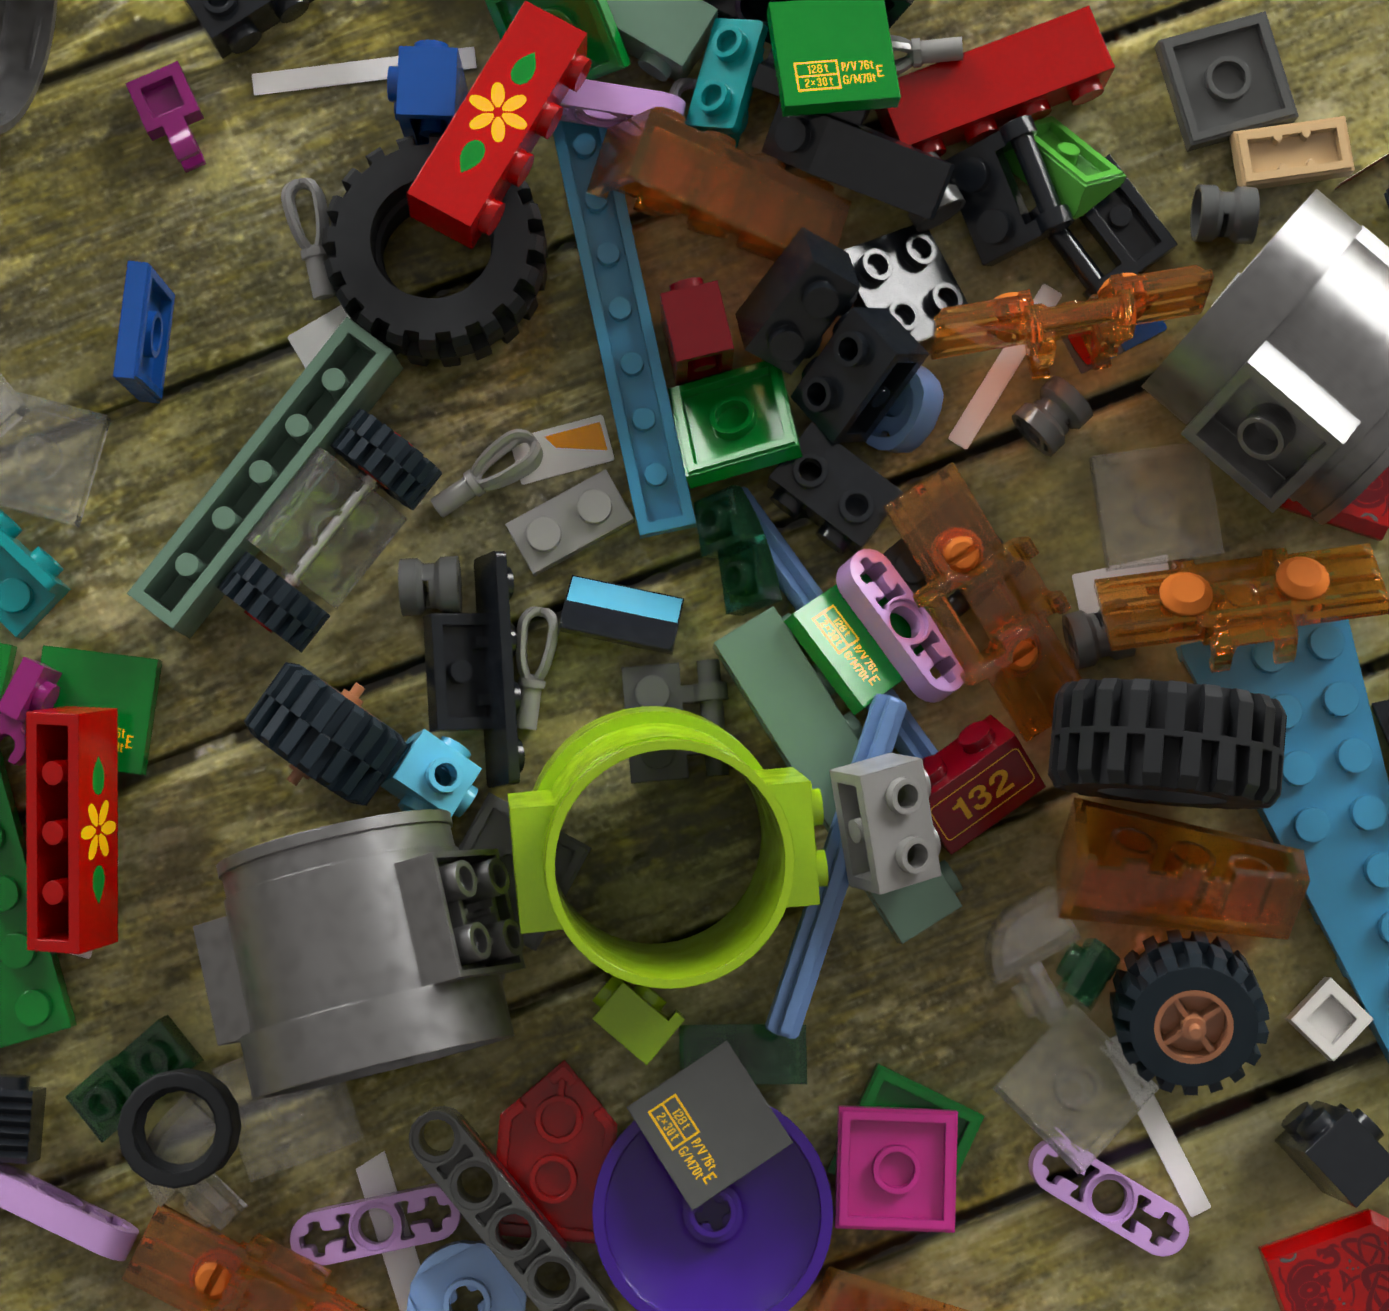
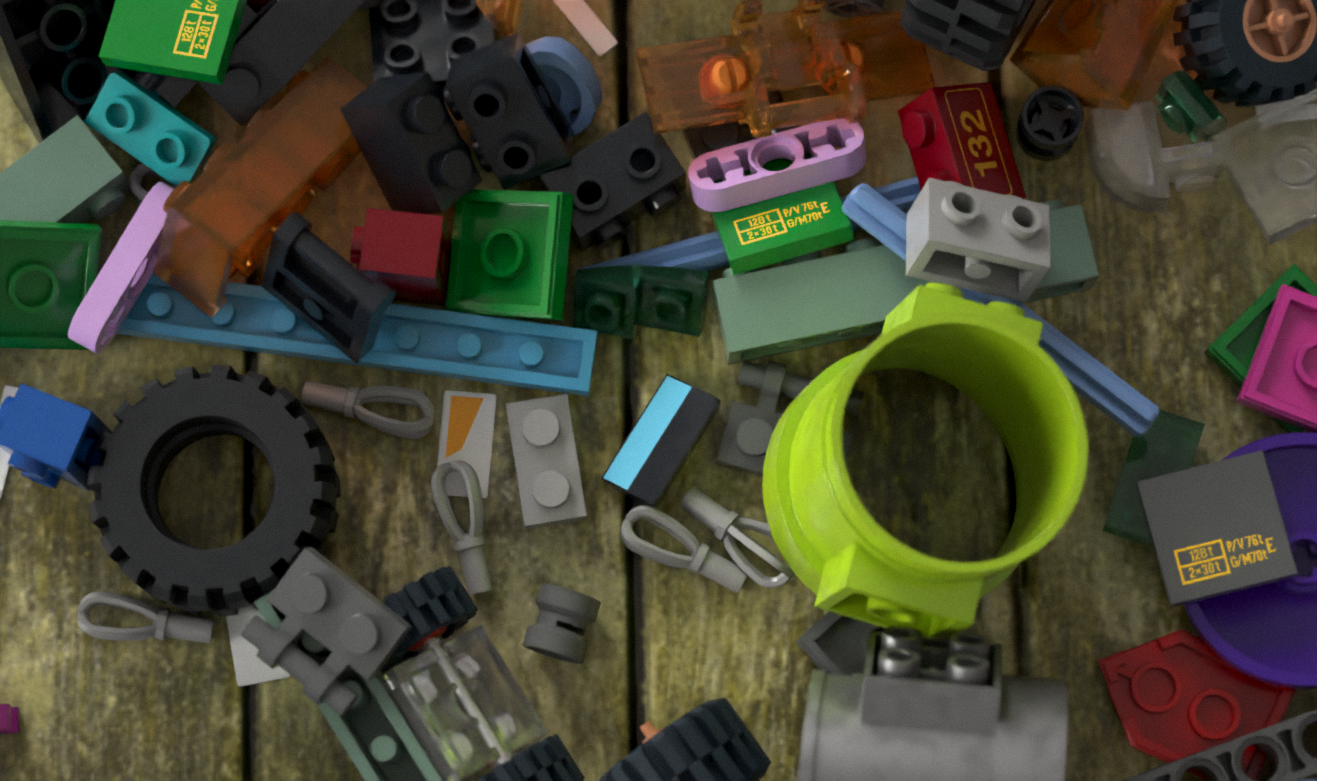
camera: 65 degrees left, 5 degrees down
(354, 389) = (337, 614): none -> dark grey plate
(433, 775) = (765, 686): medium azure brick -> none
(474, 673) = (666, 607): black bracket -> none
(499, 126) = (122, 368): red brick -> none
(561, 338) = (351, 402): none -> light grey piece
(564, 704) = (728, 524): none -> light grey piece
(635, 1017) = (1080, 570): lime brick -> none
(640, 273) = (325, 288): none -> black plate
(1039, 849) = (1054, 112): none -> black wheel

